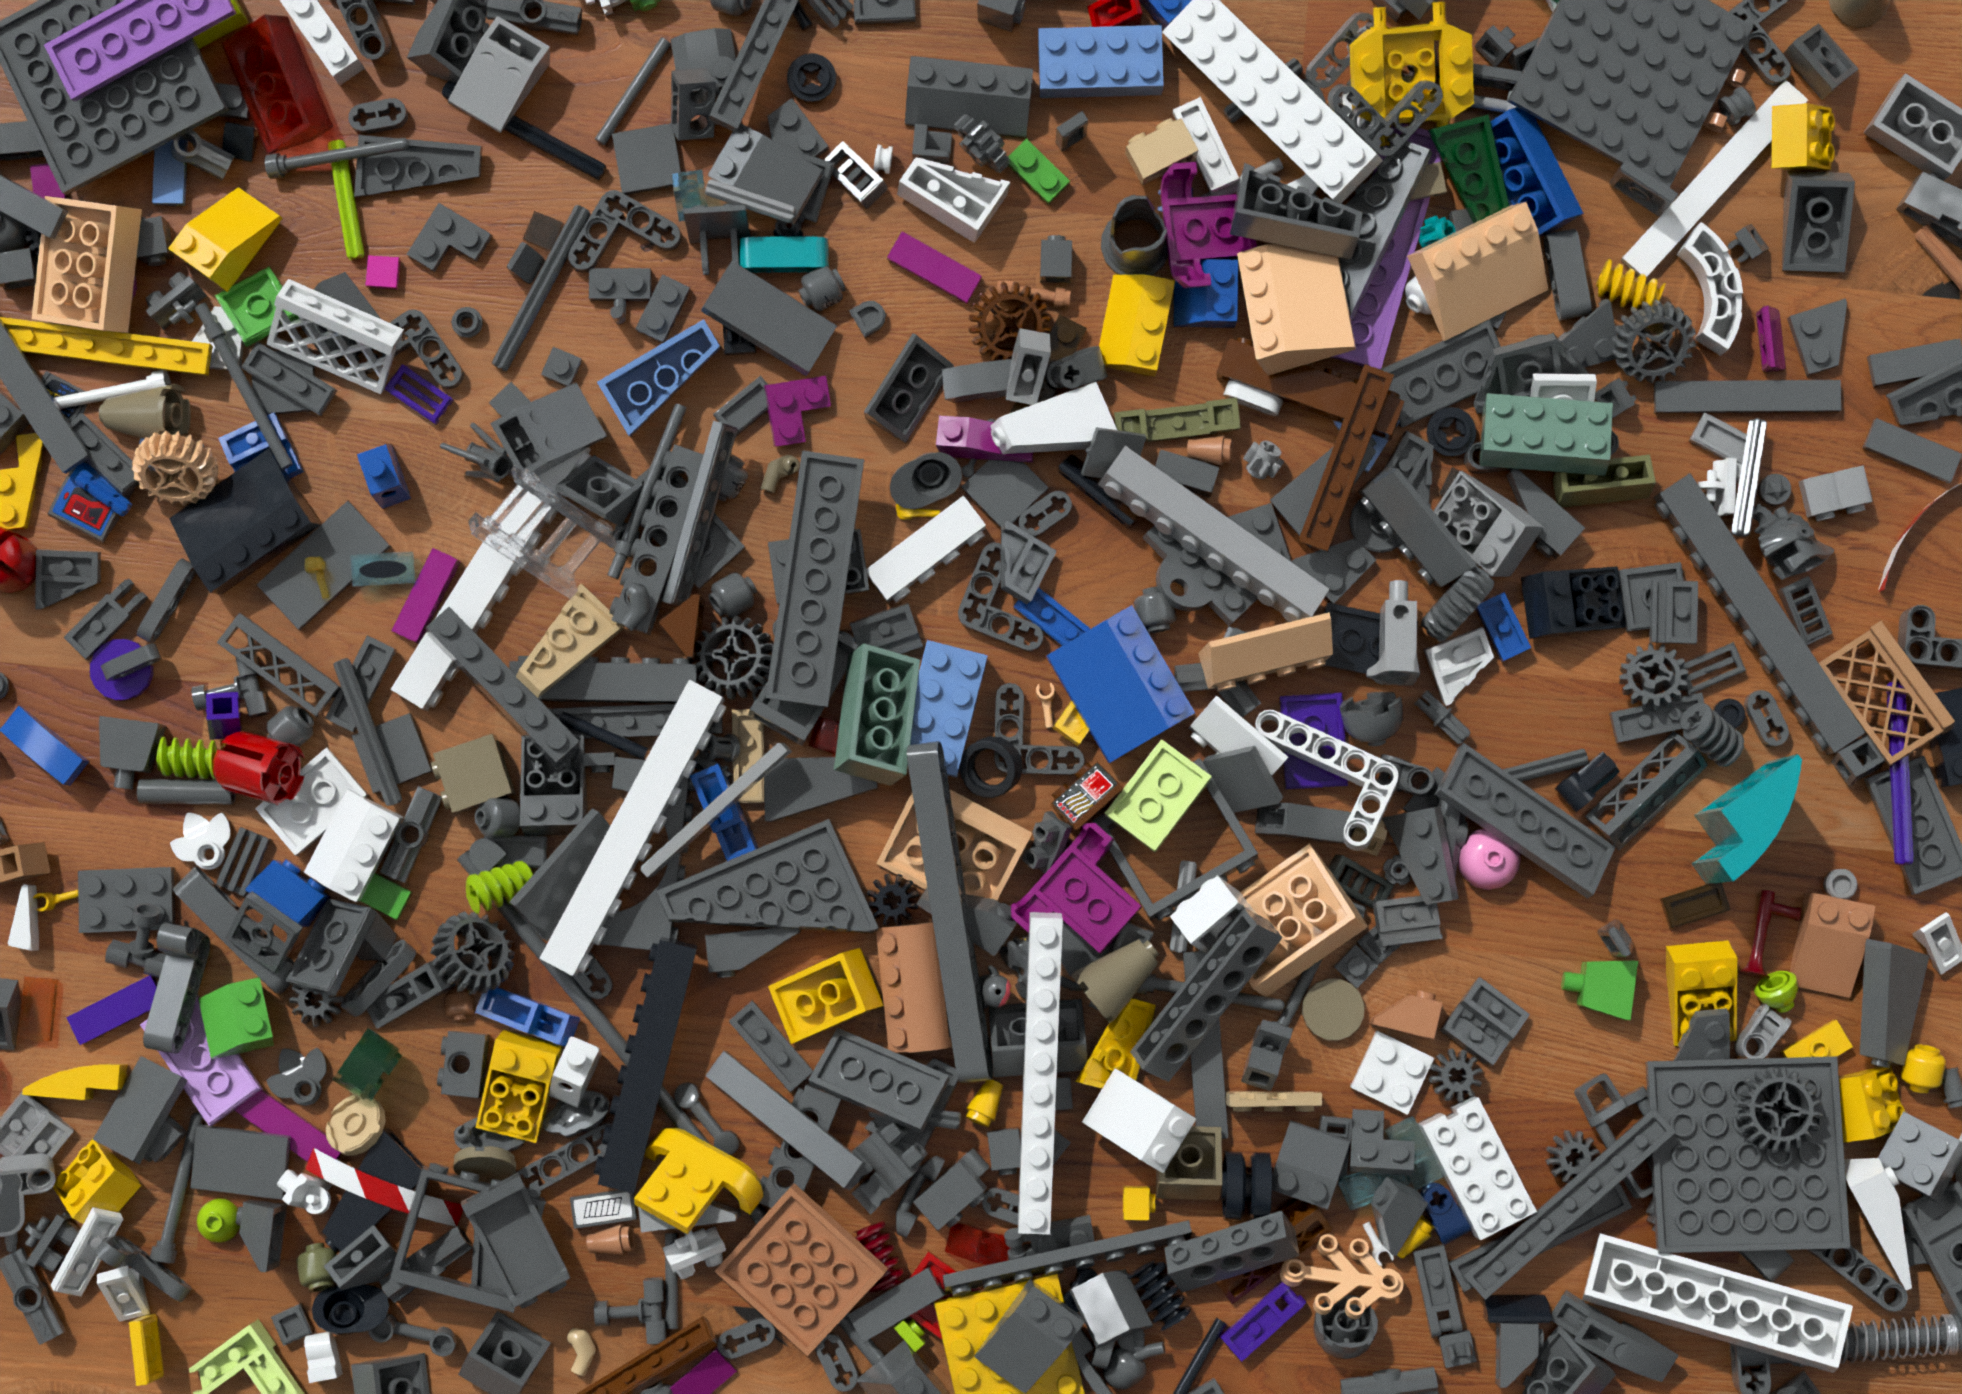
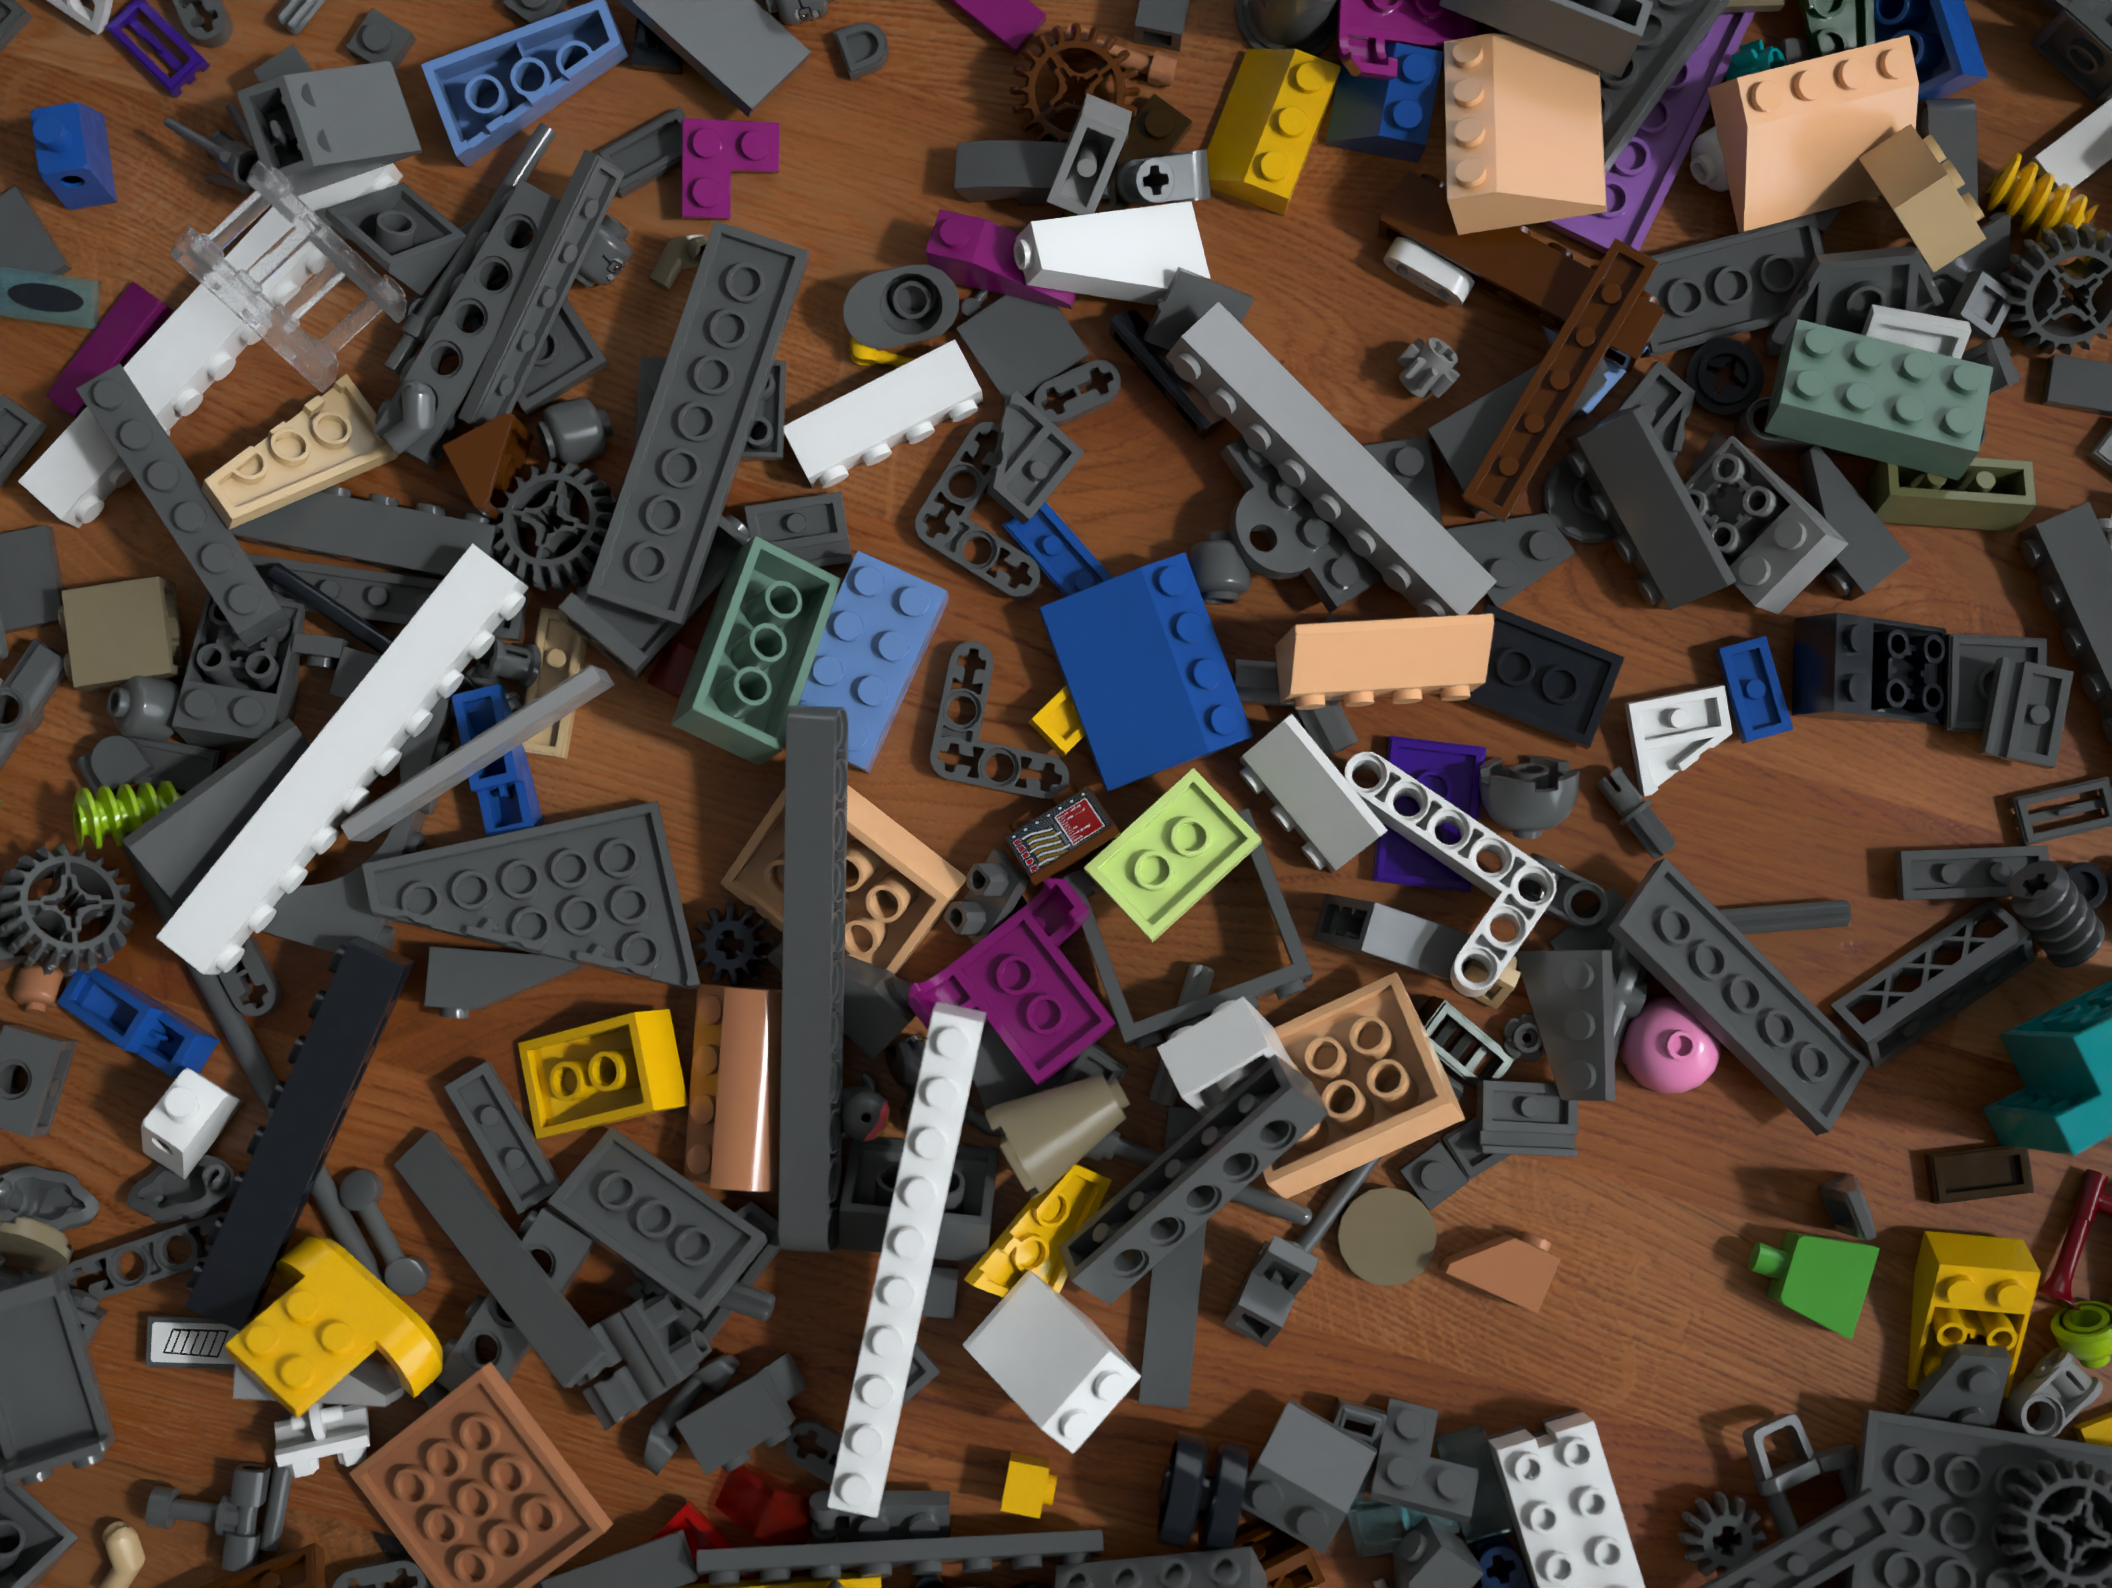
camera: 10 degrees right, 0 degrees up
(518, 1085) = (92, 1128): yellow slope -> none
(615, 1240) = (201, 1396): nougat cone -> none
(807, 784) = (630, 743): dark grey slope -> none
(874, 1242) = (603, 1481): dark red piece -> none
(907, 389) = (898, 163): dark grey slope -> none
(969, 773) = (888, 770): black tyre -> none
(985, 1103) = (819, 1286): yellow cone -> none
(1004, 1150) = (833, 1364): dark grey brick -> none
(1046, 704) = (1027, 684): light nougat hand -> none
(1181, 421) = (1314, 289): olive slope -> none
(1190, 473) = (1315, 369): dark grey panel -> none
(1195, 1168) = (1128, 1448): dark tan slope -> none
(1212, 449) = (1350, 338): nougat cone -> none
(1243, 779) = (1311, 853): dark grey tile -> none
(1273, 1100) = (1268, 1362): tan wing -> none
(1392, 1072) = (1460, 1351): white plate -> none
(1397, 639) = (1589, 679): light grey piece -> none
(1454, 1086) = (1549, 1391): dark grey gear -> none
(1457, 603) = (1692, 639): dark grey gear -> none
(1484, 1022) = (1619, 1298): dark grey slope -> none
(1553, 300) = (1925, 196): none -> tan brick
(1581, 786) = (1833, 958): black piece -> none
(1602, 361) = (1981, 304): none -> dark grey plate
(1663, 682) = (2000, 802): dark grey gear -> none

